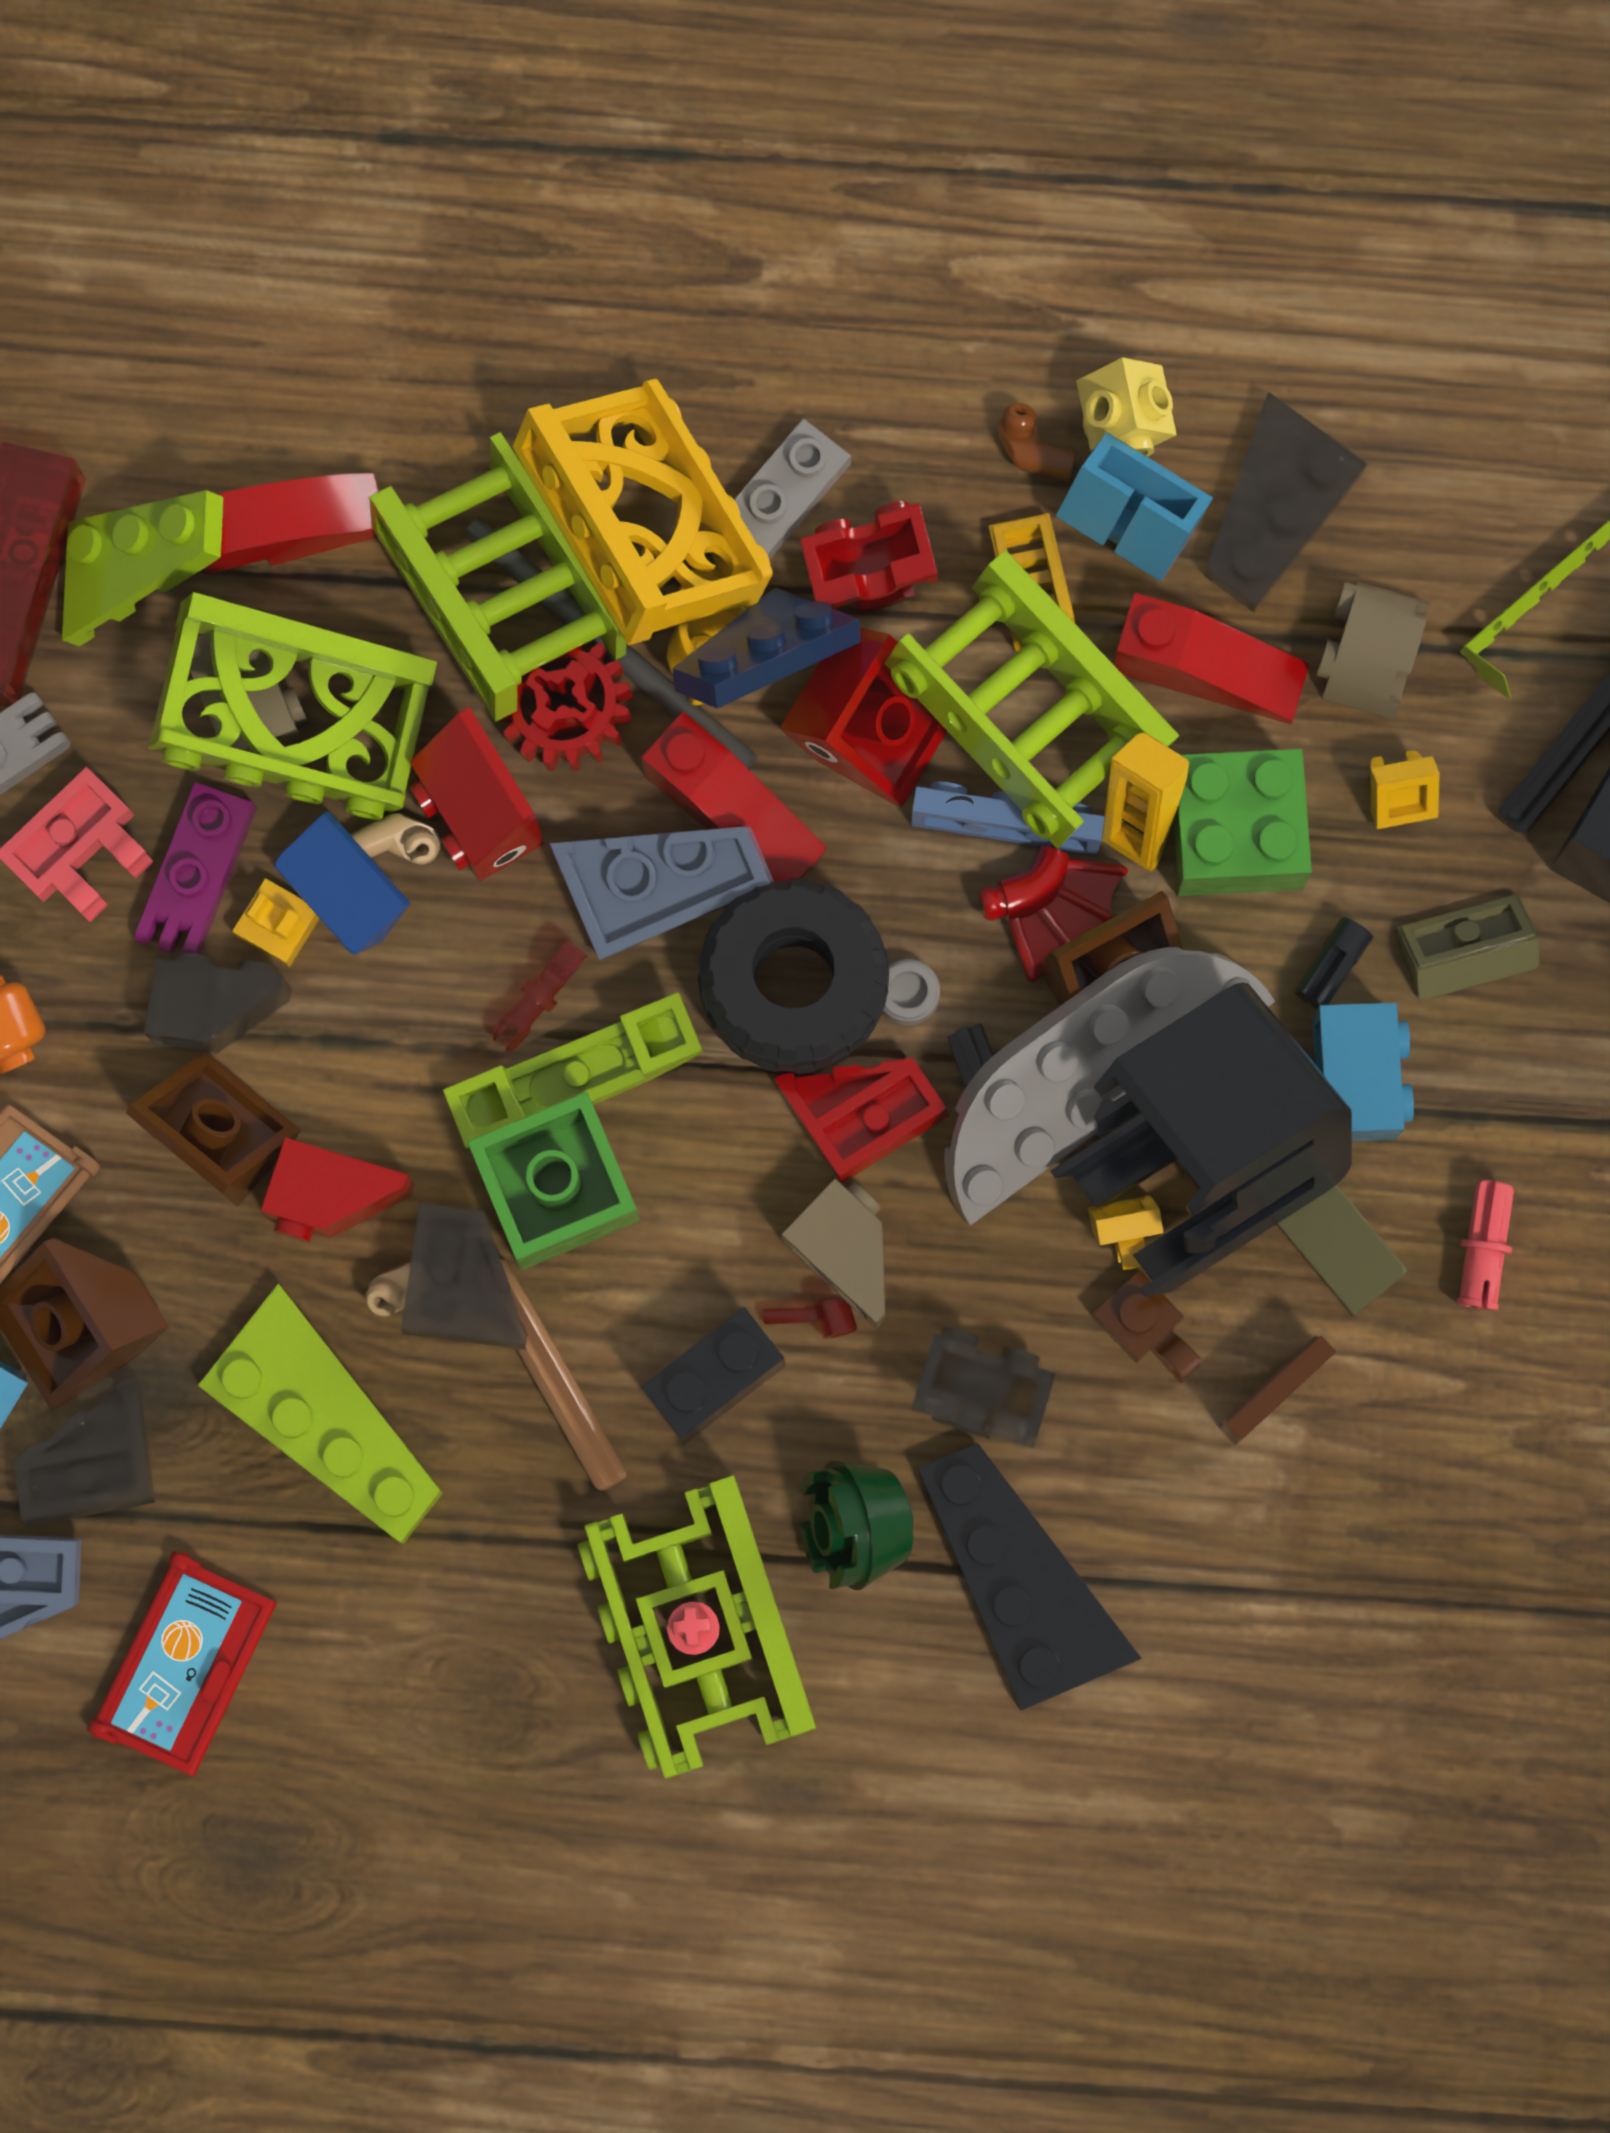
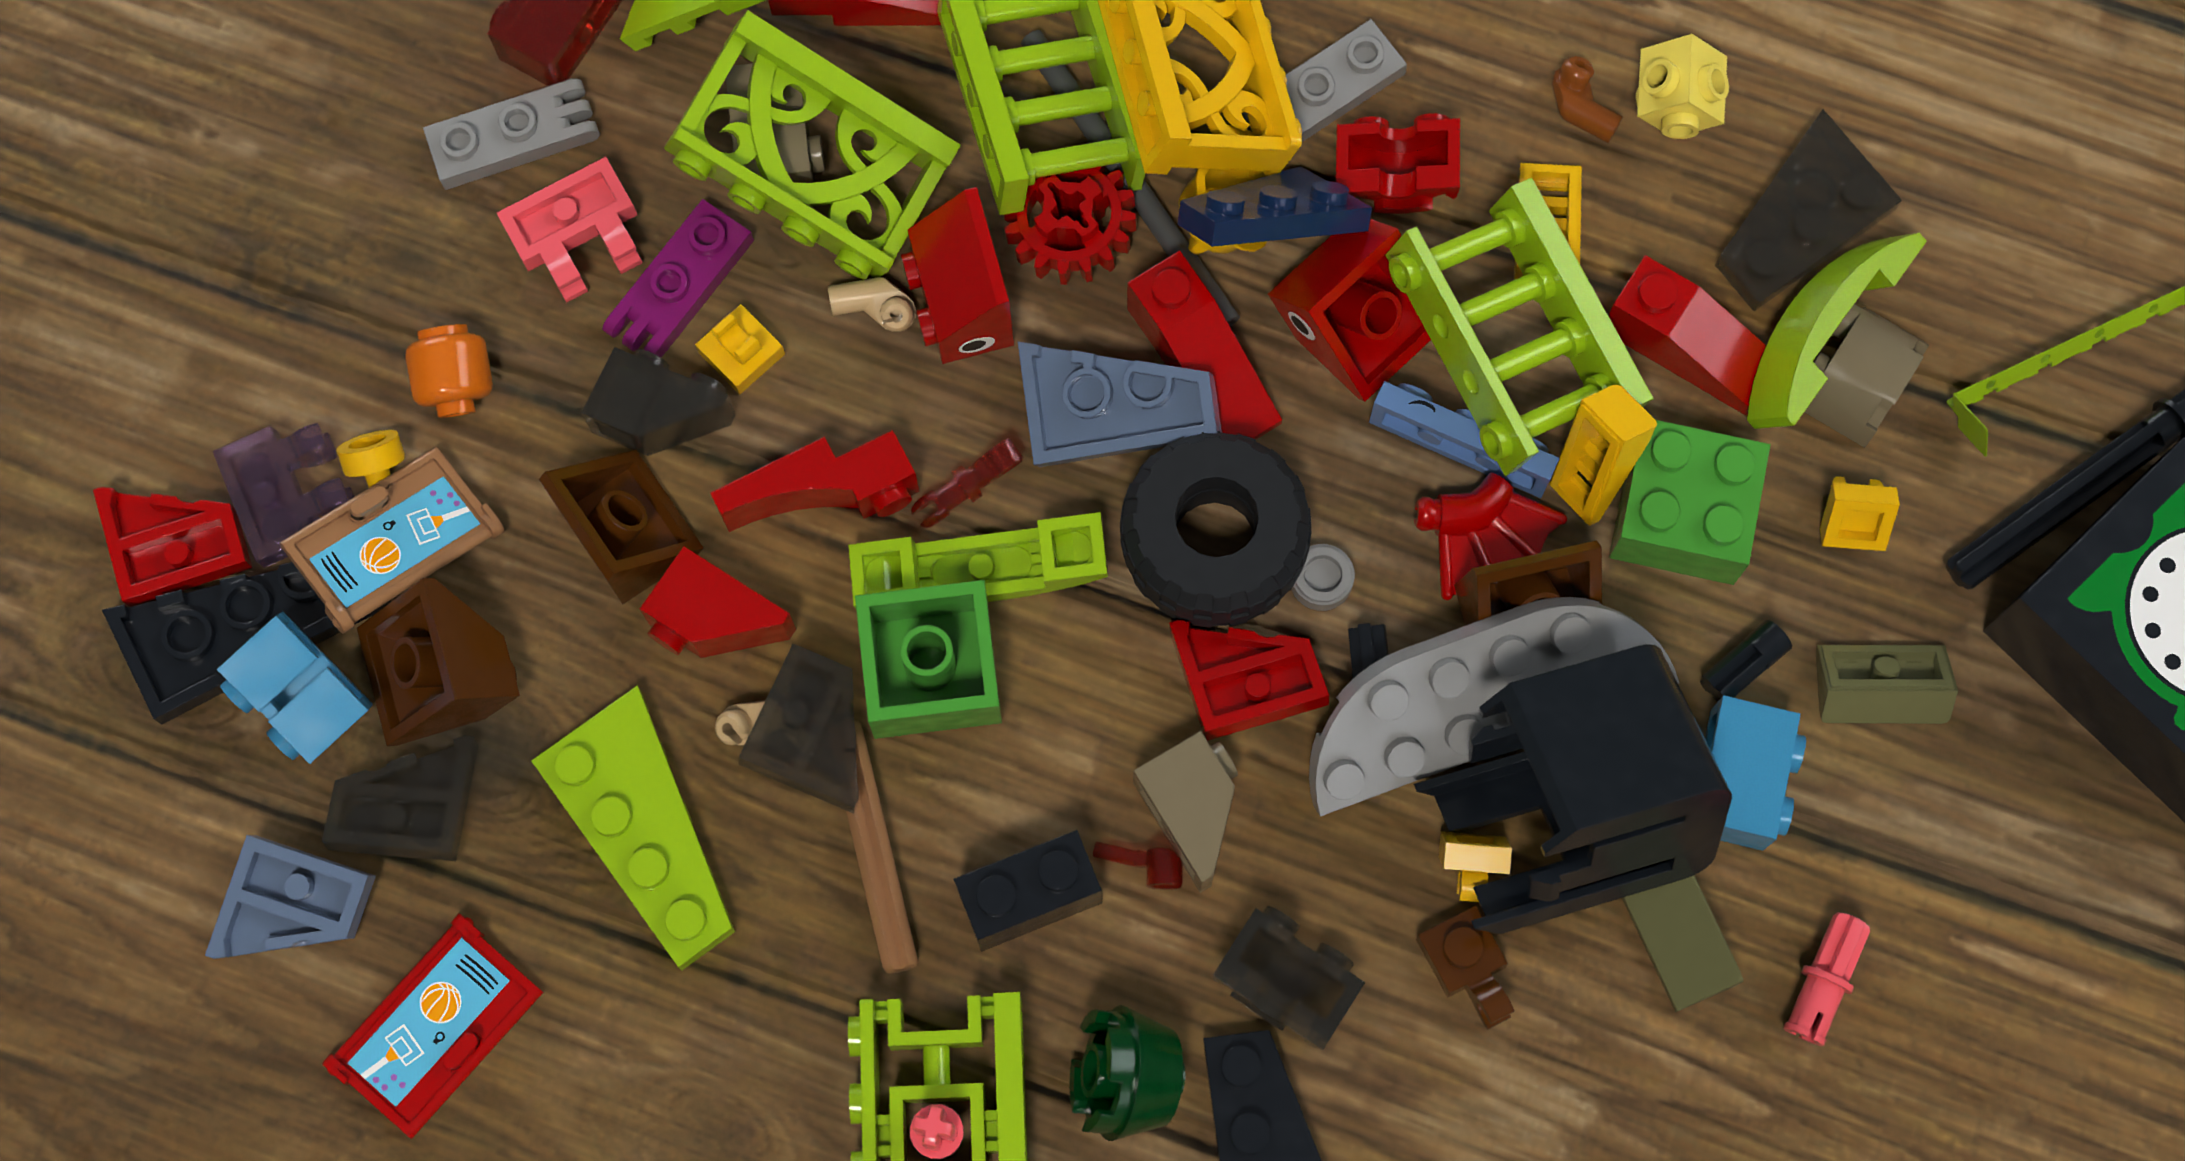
camera: 15 degrees right, 5 degrees down
(342, 884) = (811, 329): blue slope -> none
(443, 1018) = (868, 478): none -> red slope
(1134, 505) = (1665, 177): dark azure piece -> none
(1277, 1389) = (1581, 1061): reddish brown tile -> none
(1299, 672) = (1786, 372): none -> lime slope

